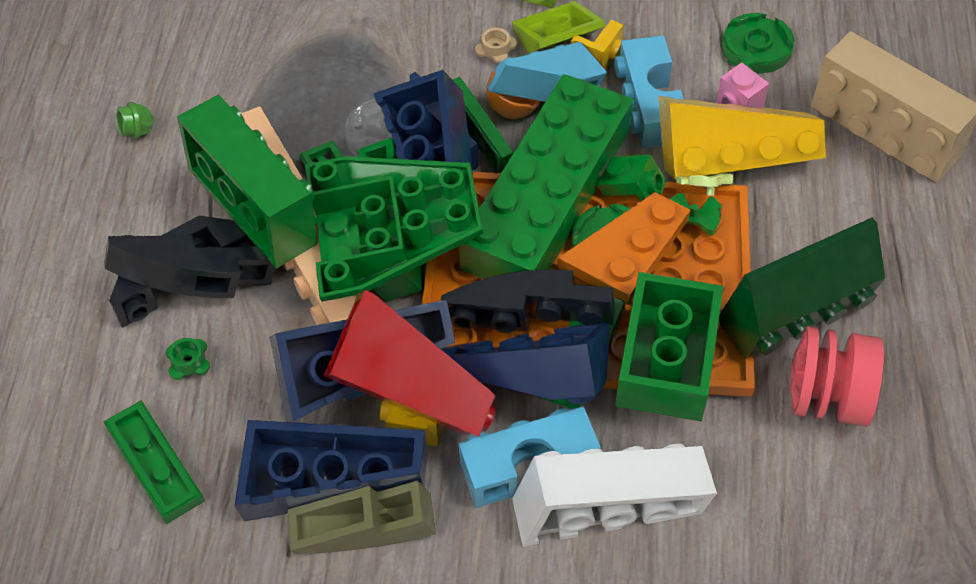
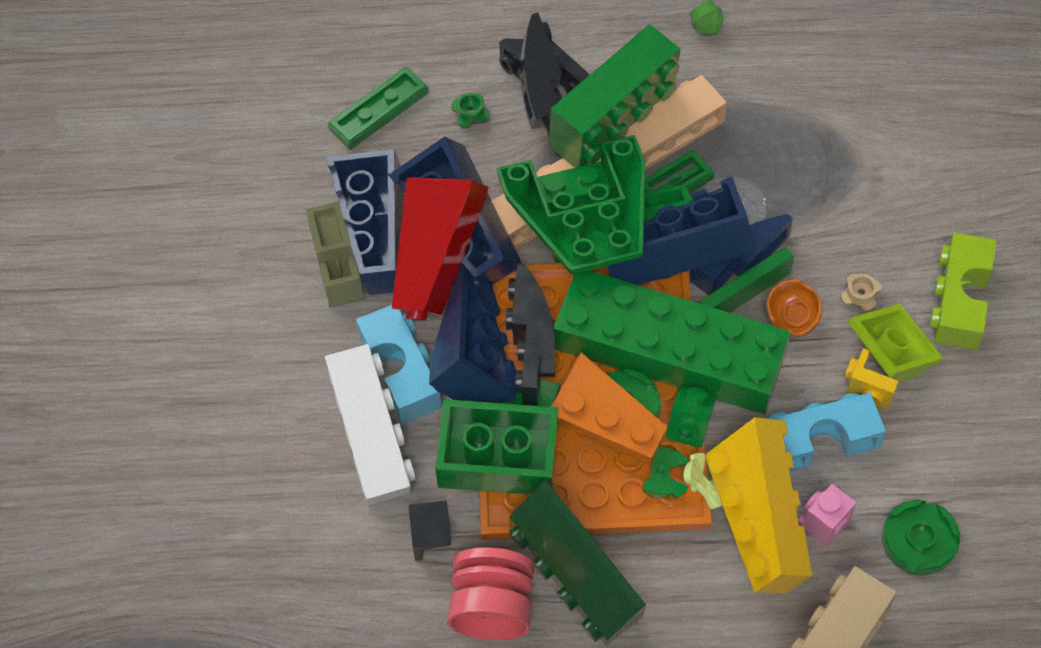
camera: 85 degrees right, 5 degrees up
(539, 72) = (813, 340): medium azure slope -> none
(748, 439) = (429, 526): none -> black panel

